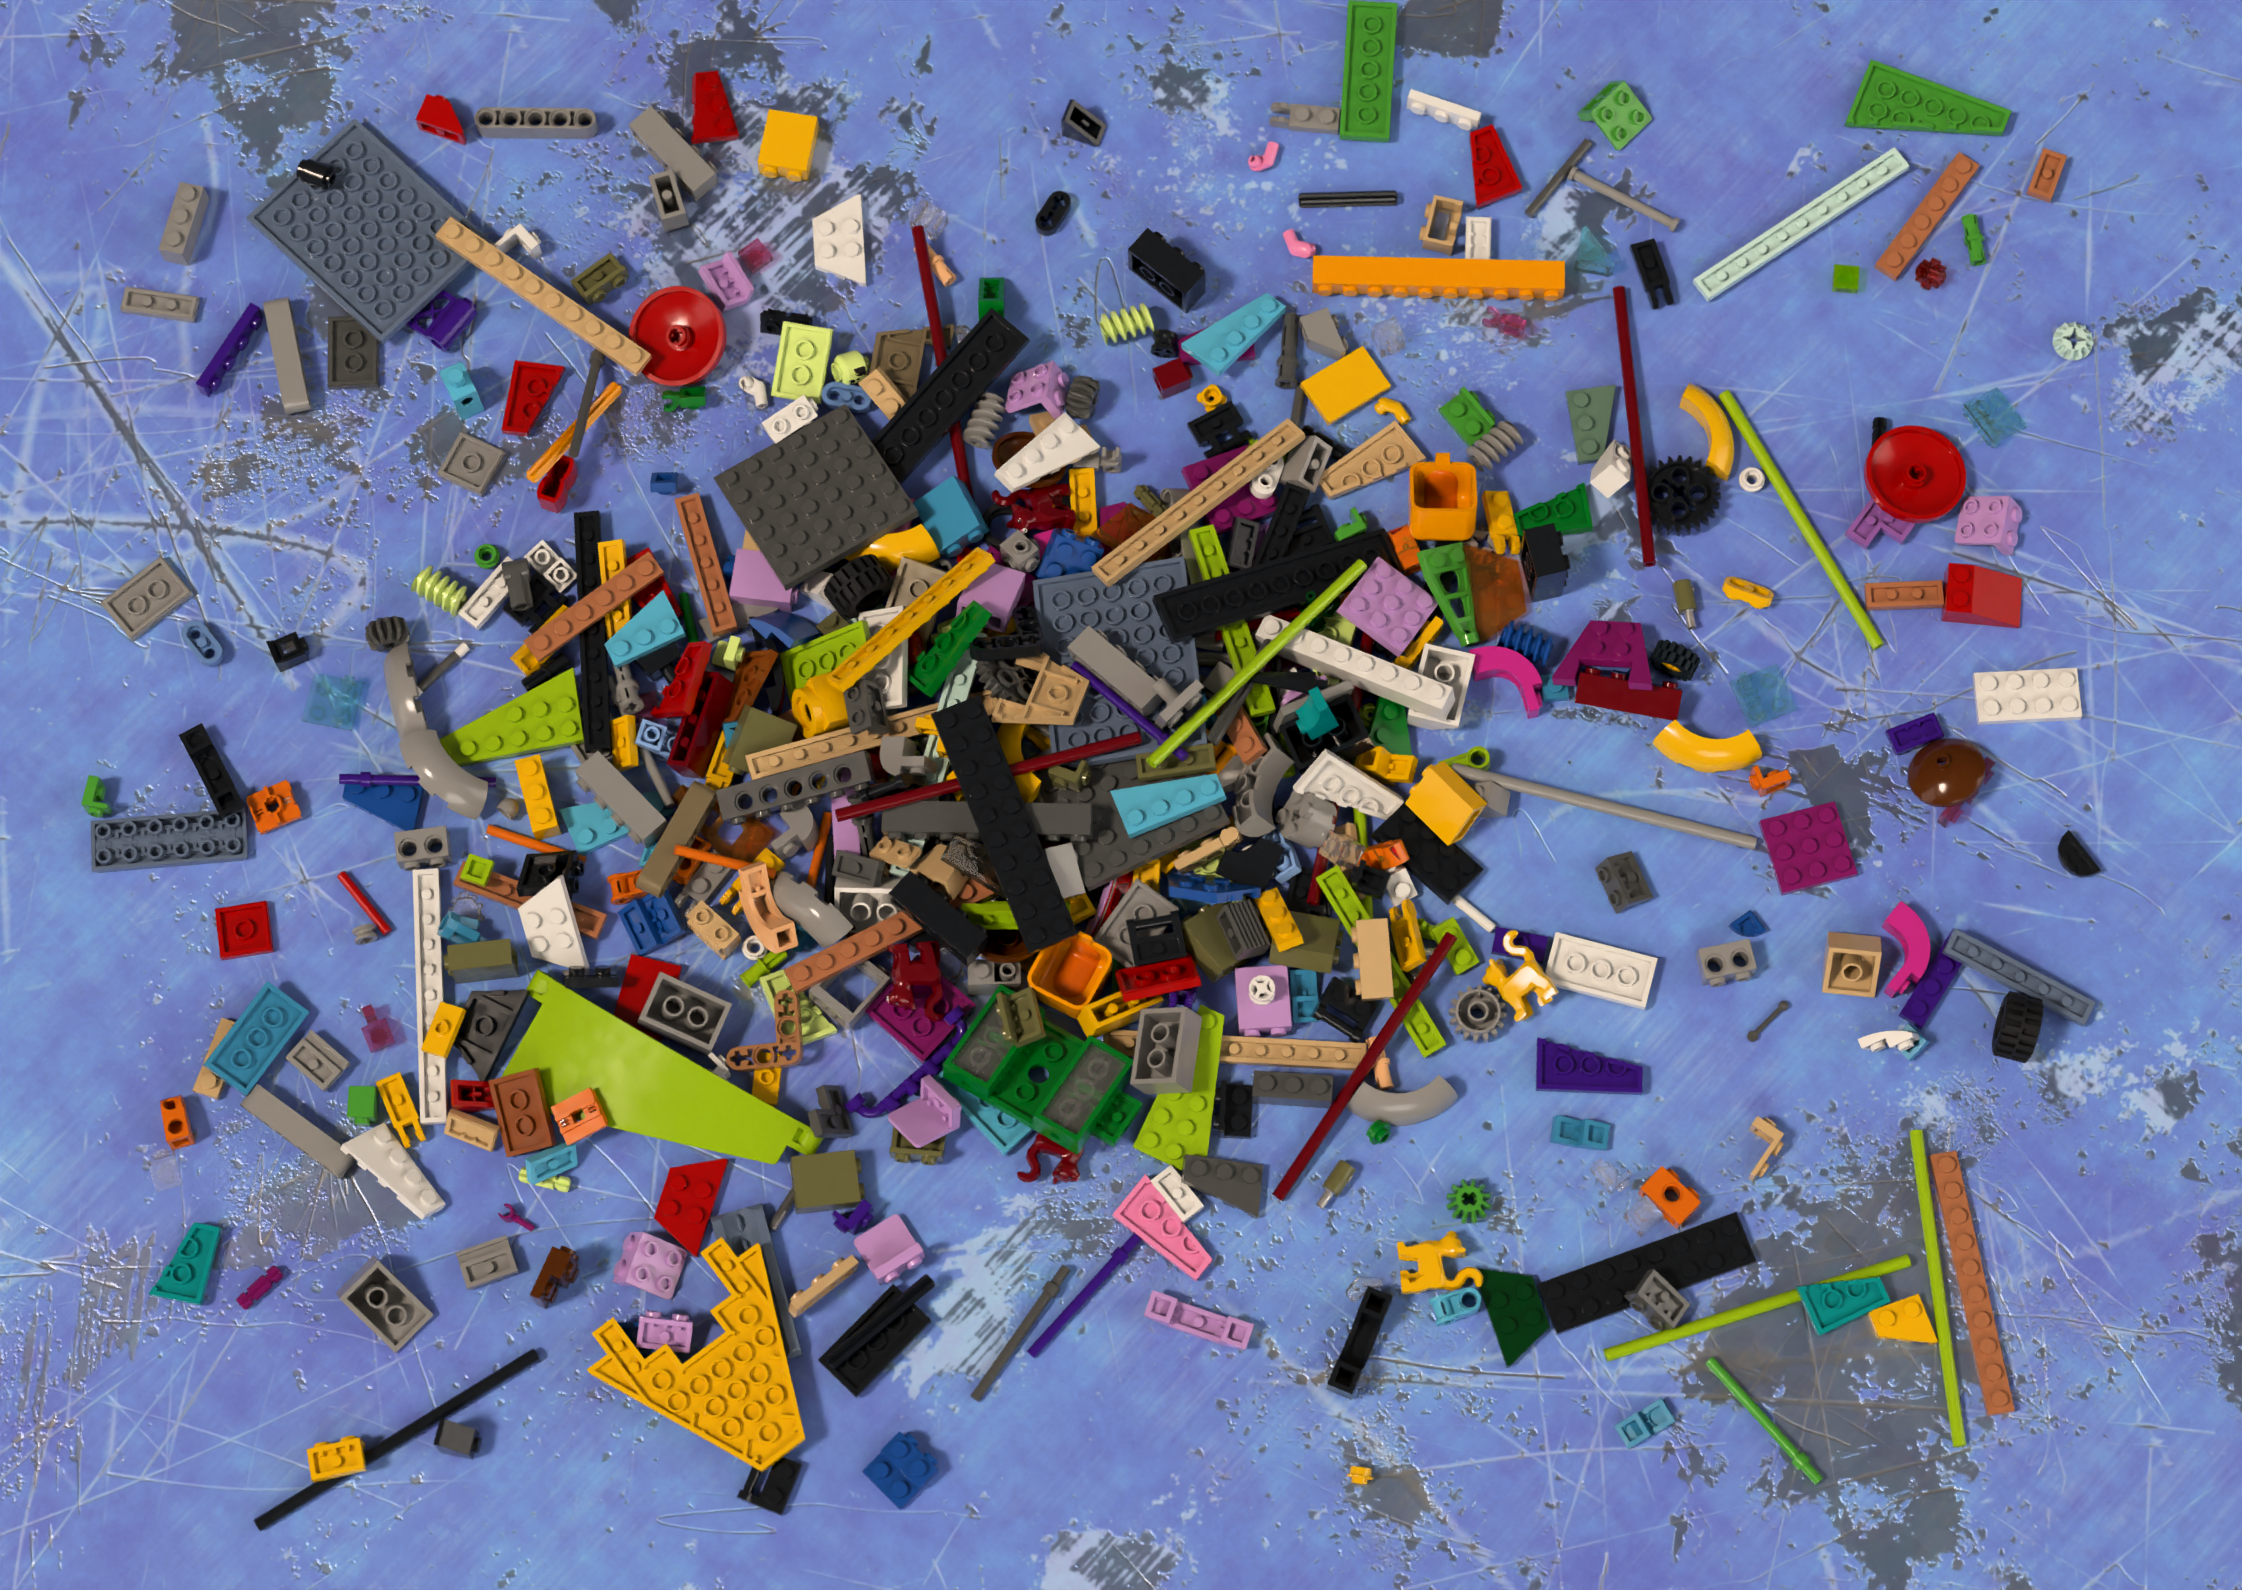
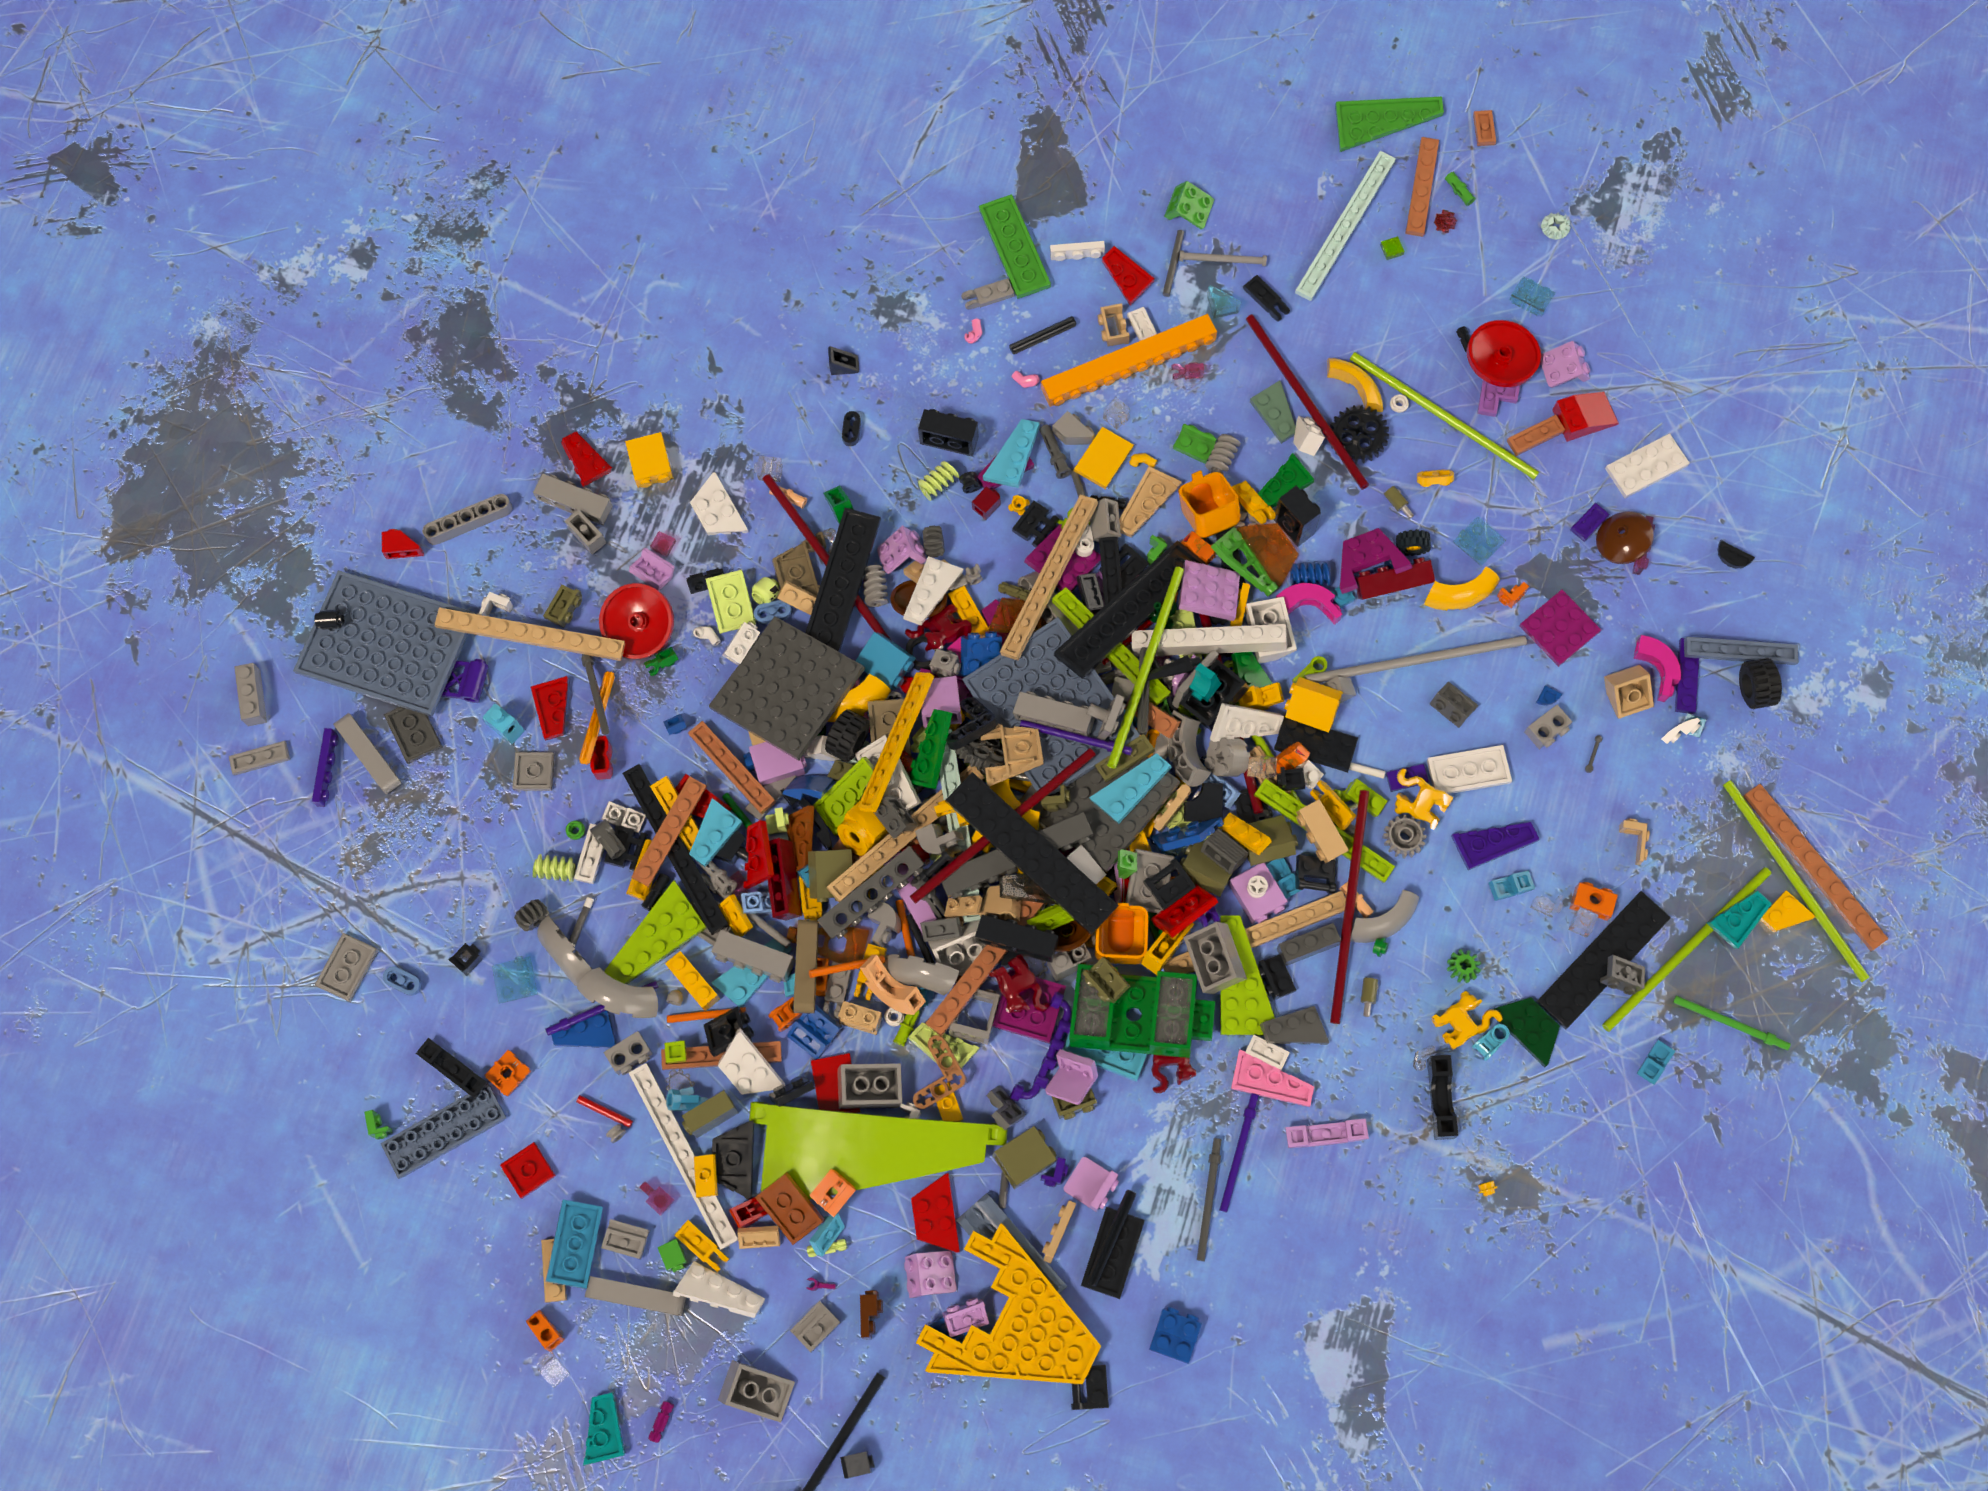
camera: 25 degrees left, 0 degrees up
(1116, 889) = (1126, 863): none -> bright green bracket

